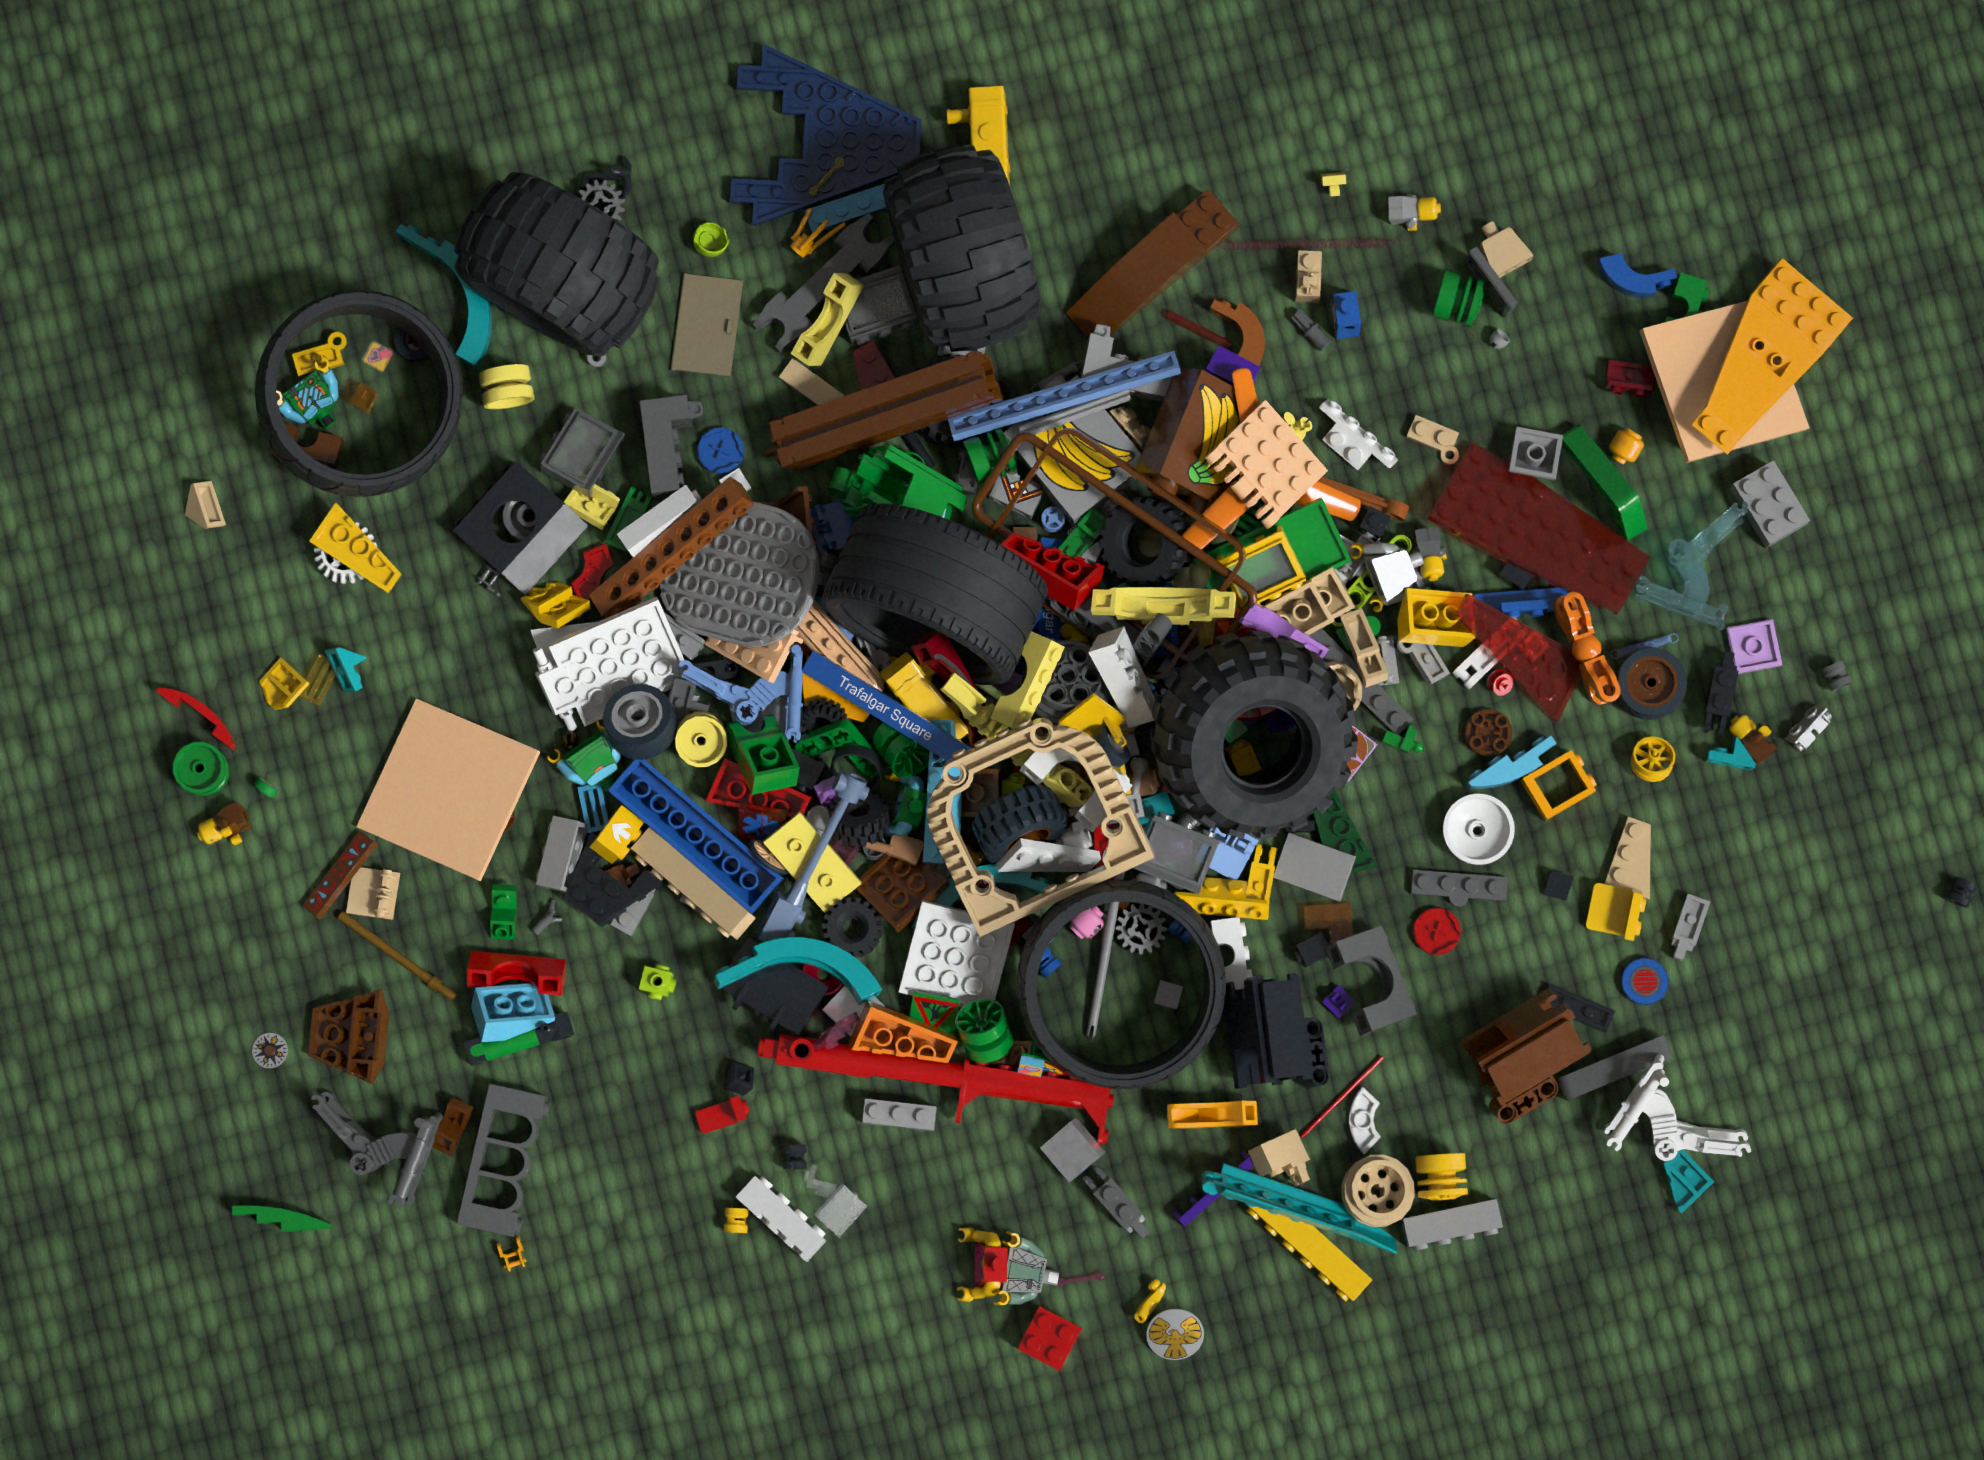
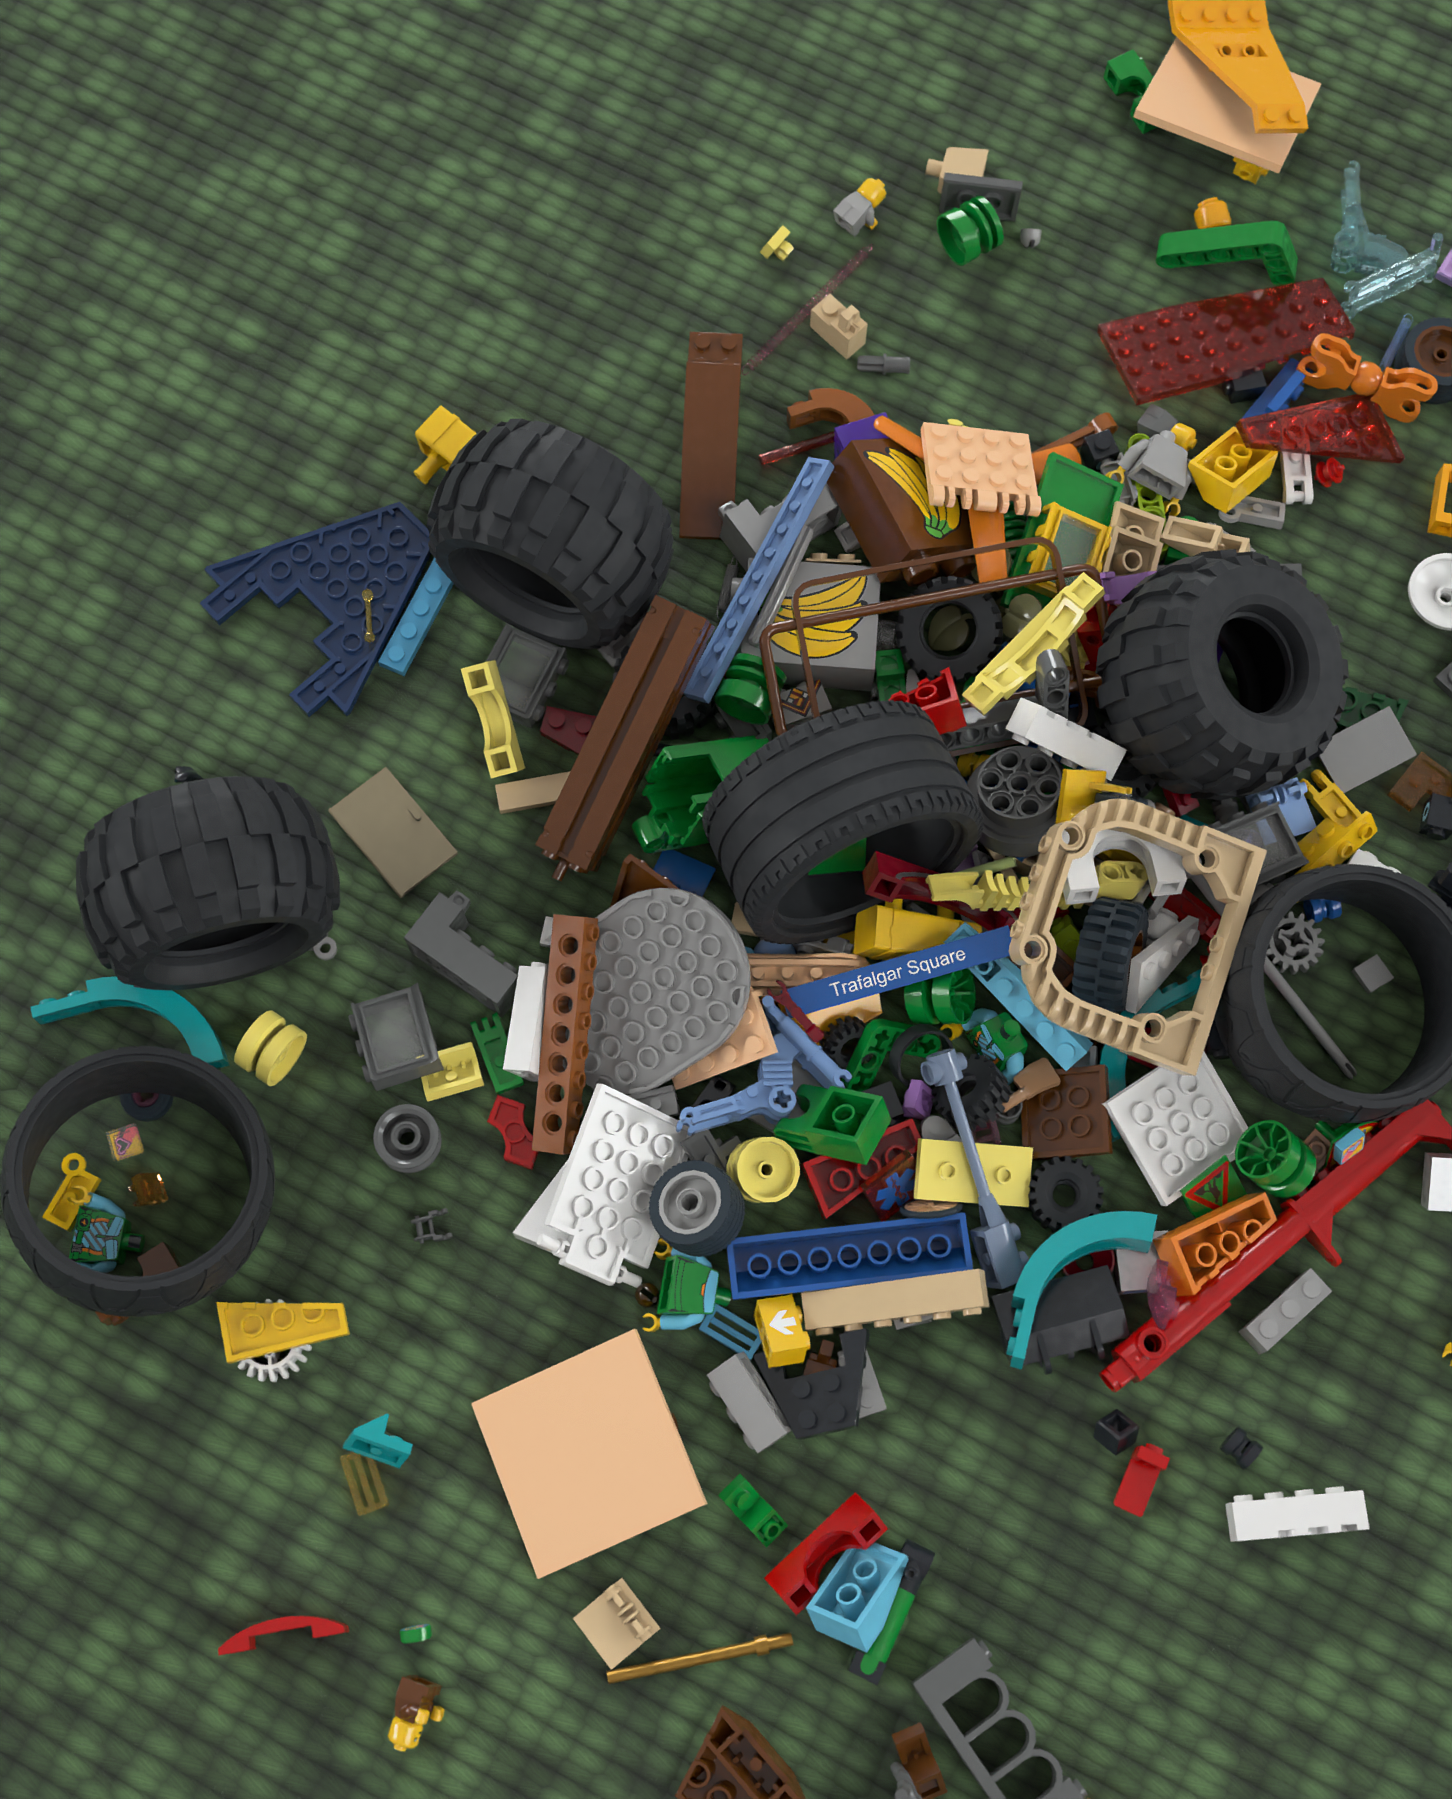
camera: 50 degrees left, 10 degrees down
(204, 506) = (94, 1436): tan slope -> none
(213, 776) = (356, 1682): green wheel -> none
(282, 685) = (334, 1522): yellow slope -> none
(340, 875) = (569, 1640): reddish brown tile -> none
(530, 559) = (447, 1172): black panel -> none
(547, 919) = (797, 1473): dark grey bar -> none
(555, 604) = (510, 1189): yellow plate -> none
(649, 978) = (948, 1431): lime brick -> none
(710, 239) = (323, 759): lime hair -> none
(720, 450) = (514, 919): blue tile -> none
(733, 1225) = (1257, 1562): yellow wheel -> none
(794, 311) = (456, 748): dark grey piece -> none
(803, 244) = (407, 686): light orange plant -> none
(807, 691) = (785, 999): none -> dark red piece
(822, 1188) = (1294, 1449): clear bracket -> none
(840, 1210) = (1332, 1451): clear piece -> none
(1041, 659) = (1014, 851): light yellow arch -> none
(1055, 516) = (850, 691): medium blue wheel -> none
(1345, 314) = (898, 323): blue torso -> none
(1352, 441) = (1010, 413): white bracket -> none
(1405, 743) = (1316, 582): green piece -> none
(1435, 437) = (1066, 350): tan hinge -> none
(1488, 732) = (1363, 520): reddish brown tile -> none
(1504, 771) = (1414, 524): medium azure slope -> none
(1535, 453) = (1156, 283): light grey slope -> none
(1630, 283) = (1077, 107): blue arch -> none
(1630, 378) = (1157, 170): dark red bracket -> none
(1771, 504) = (1375, 150): light grey brick -> none

